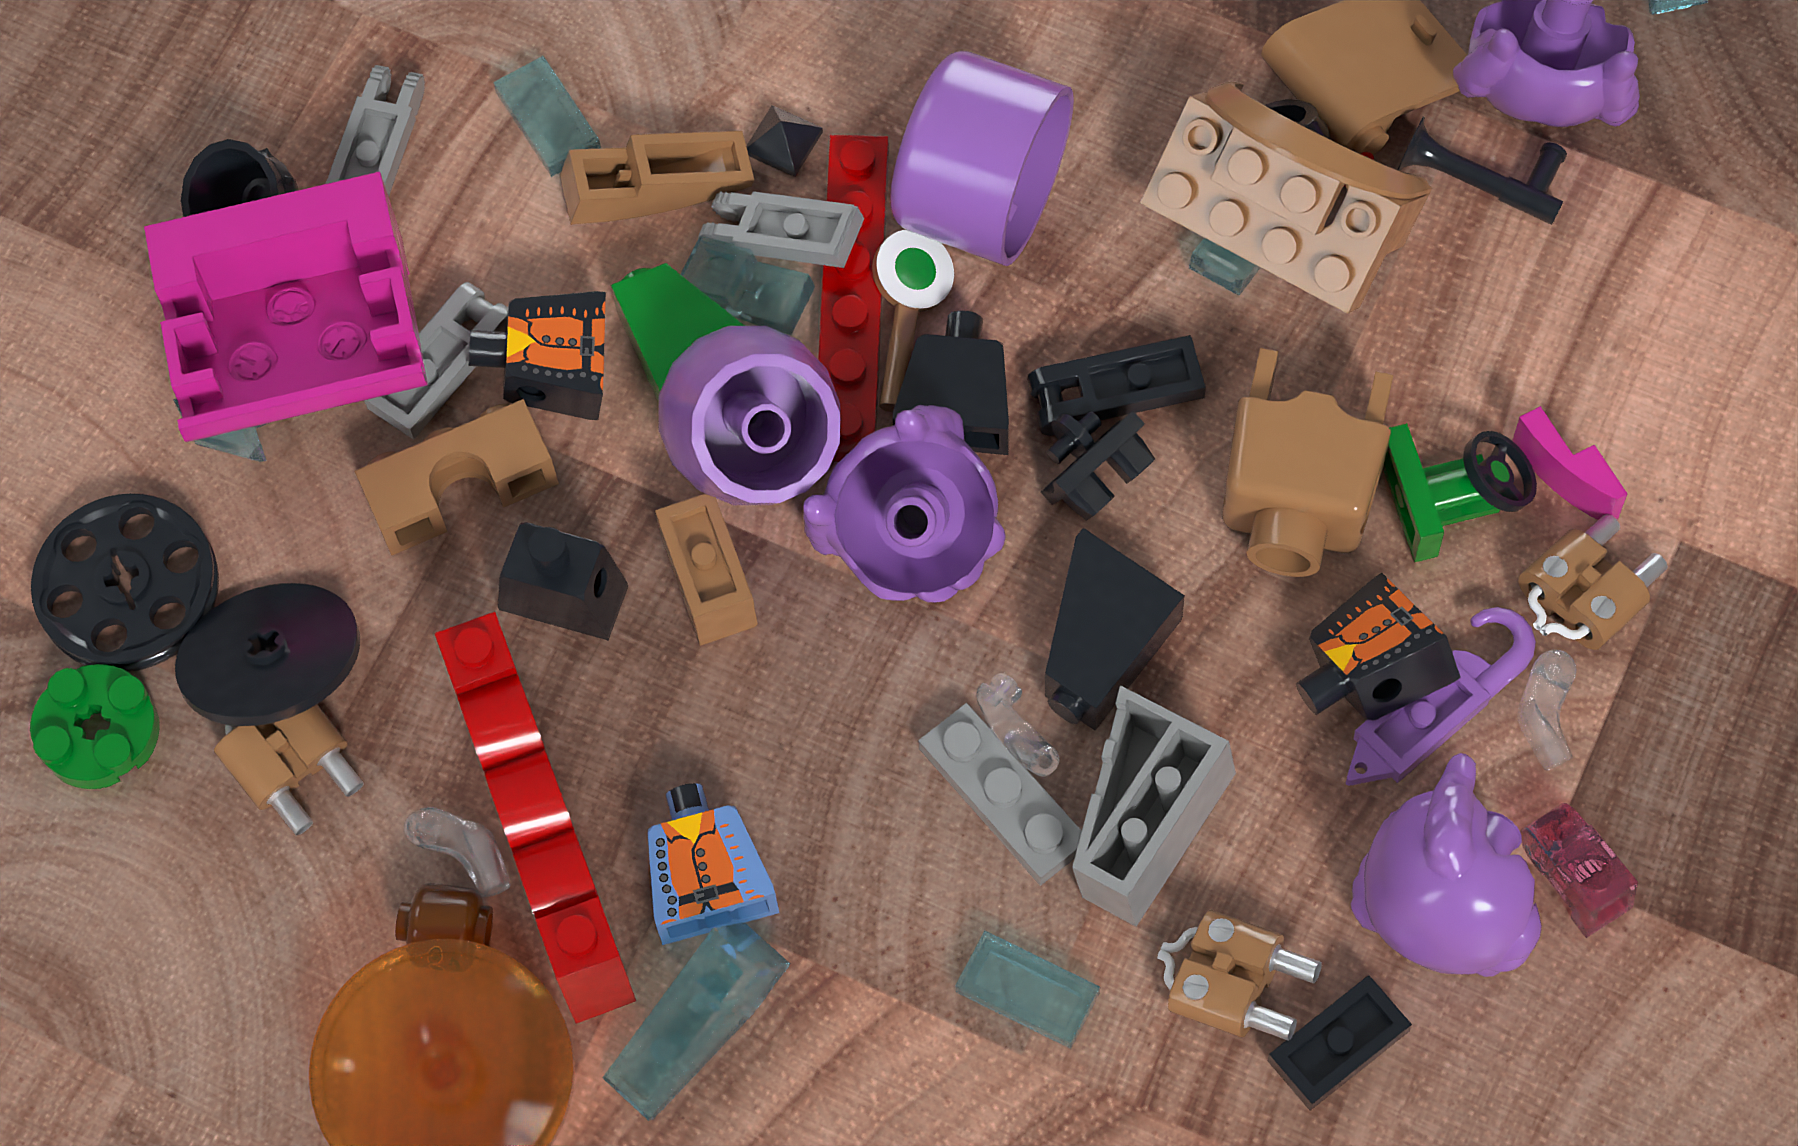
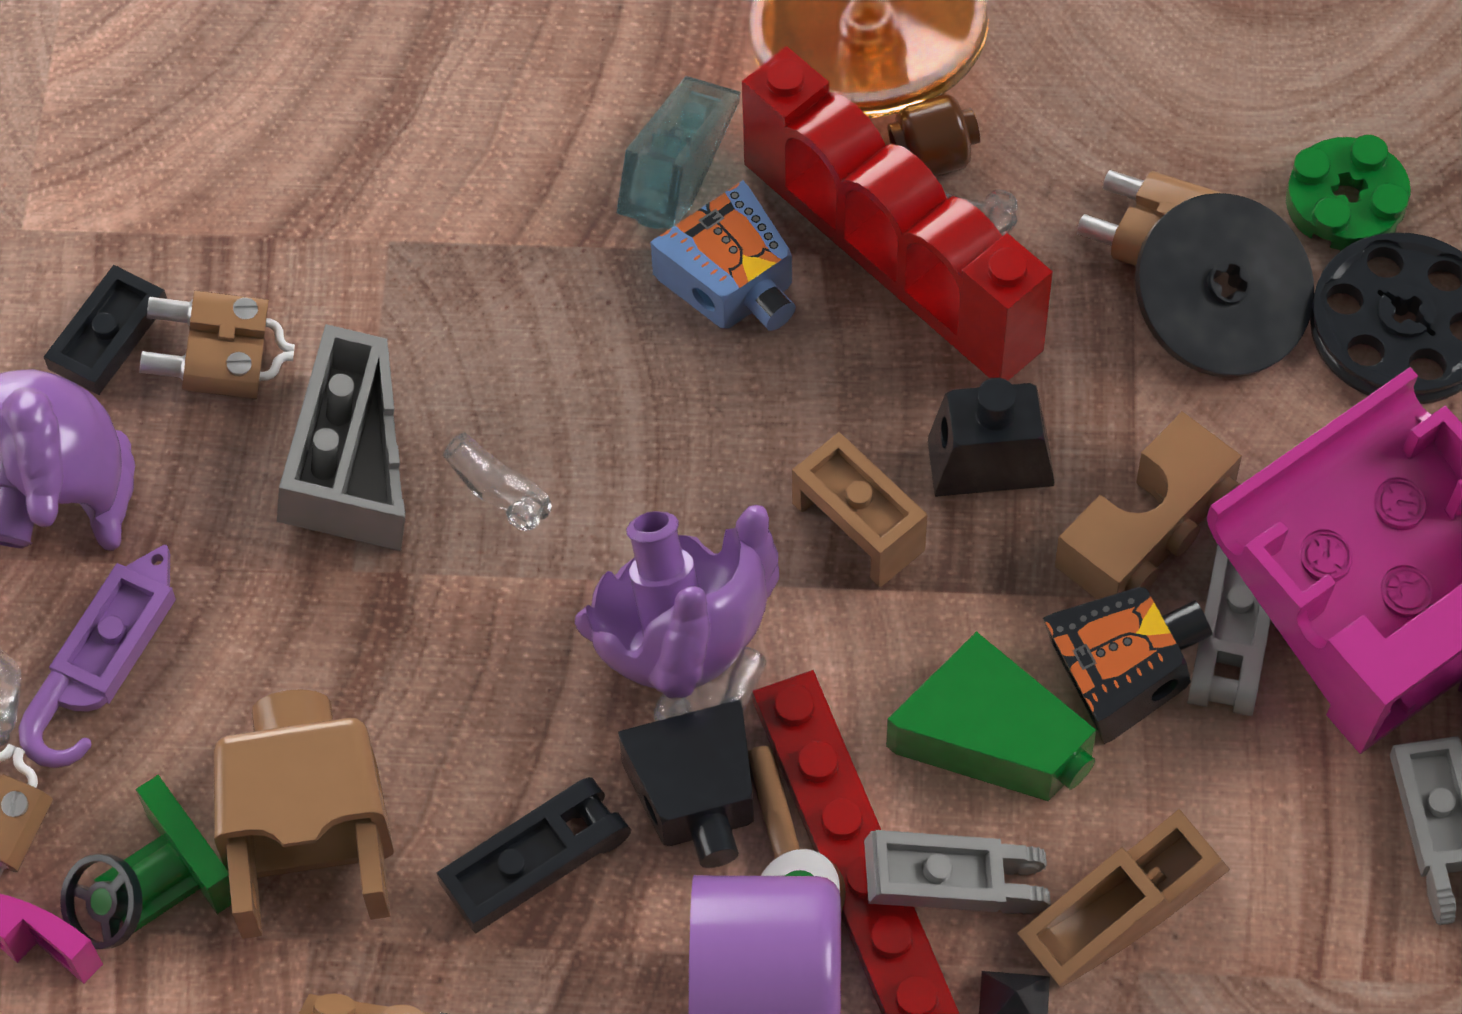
camera: 155 degrees right, 5 degrees down
(545, 113) = (1283, 936): clear light blue tile -> none
(747, 287) = (984, 812): clear light blue slope -> none
(749, 416) = (868, 610): medium lavender piece -> none
(1002, 793) = (444, 408): light grey plate -> none
(1027, 989) = (401, 282): clear light blue tile -> none
(1105, 630) = (446, 599): black slope -> none
(1118, 446) = (530, 761): black hips -> none
(1377, 654) = (170, 655): black torso -> none

